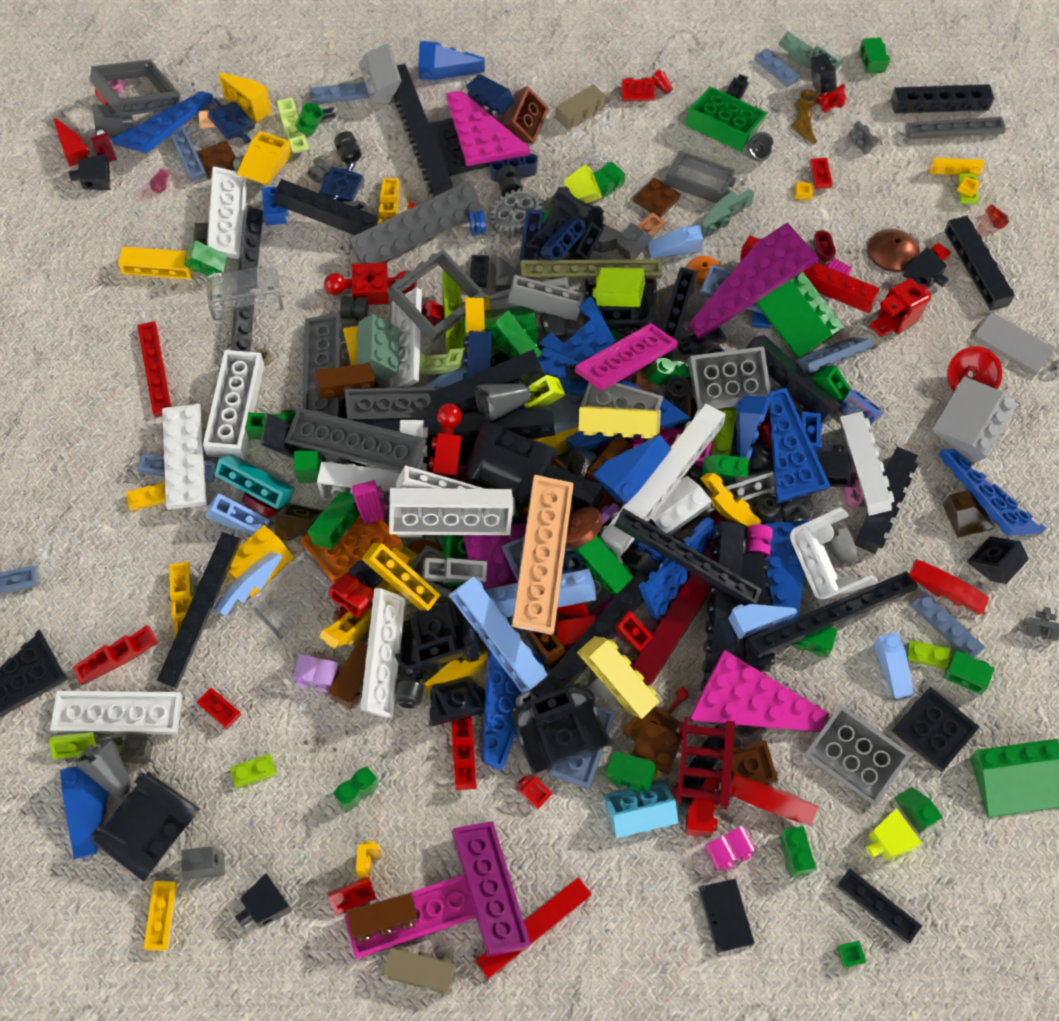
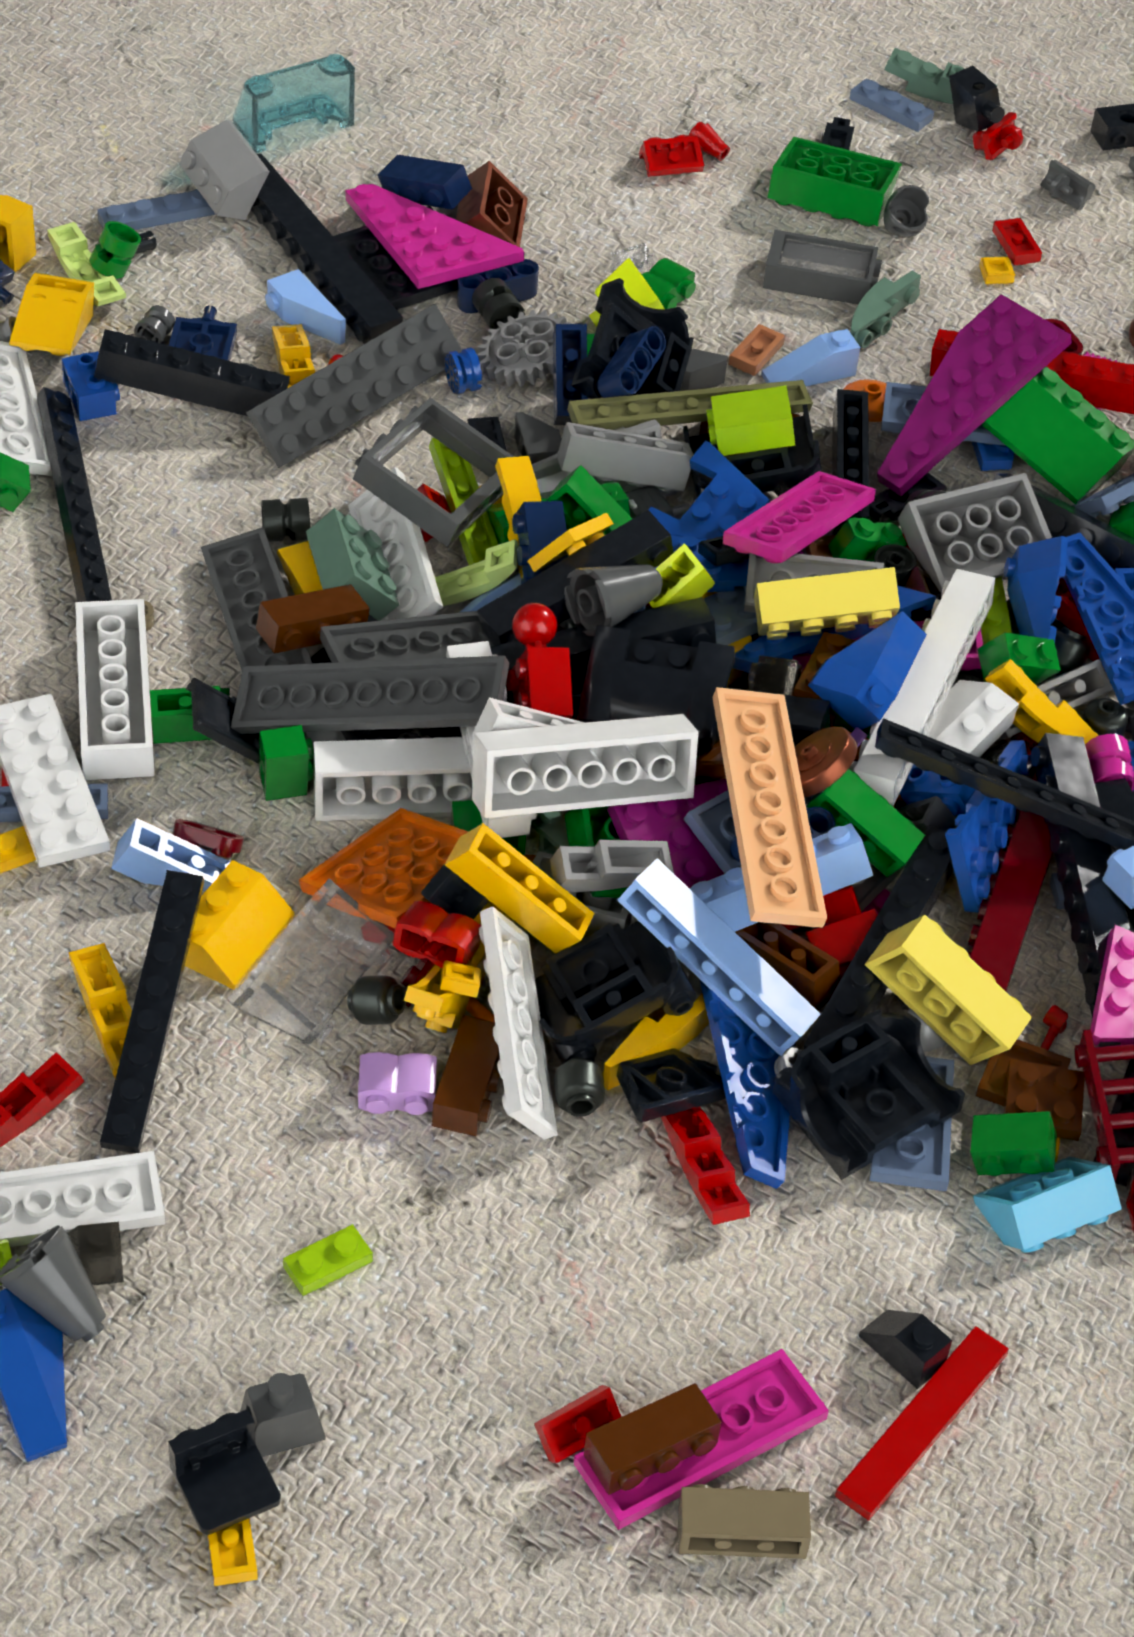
camera: 15 degrees left, 15 degrees down
(144, 825) = (153, 1369): black piece -> none
(160, 894) = (222, 1472): none -> black bracket
(219, 708) = (232, 1167): red plate -> none
(243, 289) = (75, 510): clear windscreen -> none
(252, 578) = (237, 947): light blue slope -> none
(254, 481) = (189, 801): teal brick -> none
(262, 903) = (419, 1465): black torso -> none
(295, 520) = (285, 854): dark brown slope -> none
(318, 619) = (376, 1000): none -> pearl dark grey head
(334, 521) = (362, 835): green brick -> none
(347, 147) = (196, 286): pearl dark grey wheel -> none
(352, 791) = (531, 1251): green brick -> none
(356, 625) = (460, 979): none -> yellow tile
(366, 852) = (590, 1350): yellow bracket -> none
(367, 281) = (292, 474): red brick -> none
(369, 501) = (420, 791): dark pink brick -> none
(402, 167) = (302, 303): none -> light blue slope
(433, 26) = (293, 95): none -> clear light blue windscreen
(443, 63) = (326, 147): blue wedge -> none
(489, 361) = (571, 541): none -> yellow wing
(490, 889) = (830, 1364): magenta plate -> none
(533, 790) = (851, 1204): red bracket -> none
(537, 880) = (908, 1344): none -> black slope
(580, 107) = (583, 189): dark tan brick -> none
(632, 242) = (743, 360): dark grey torso -> none
(633, 632) = (950, 917): red slope -> none
(657, 197) = (755, 304): reddish brown plate -> none
(803, 123) = (961, 175): pearl gold piece -> none
(874, 55) = (1044, 71): green brick -> none

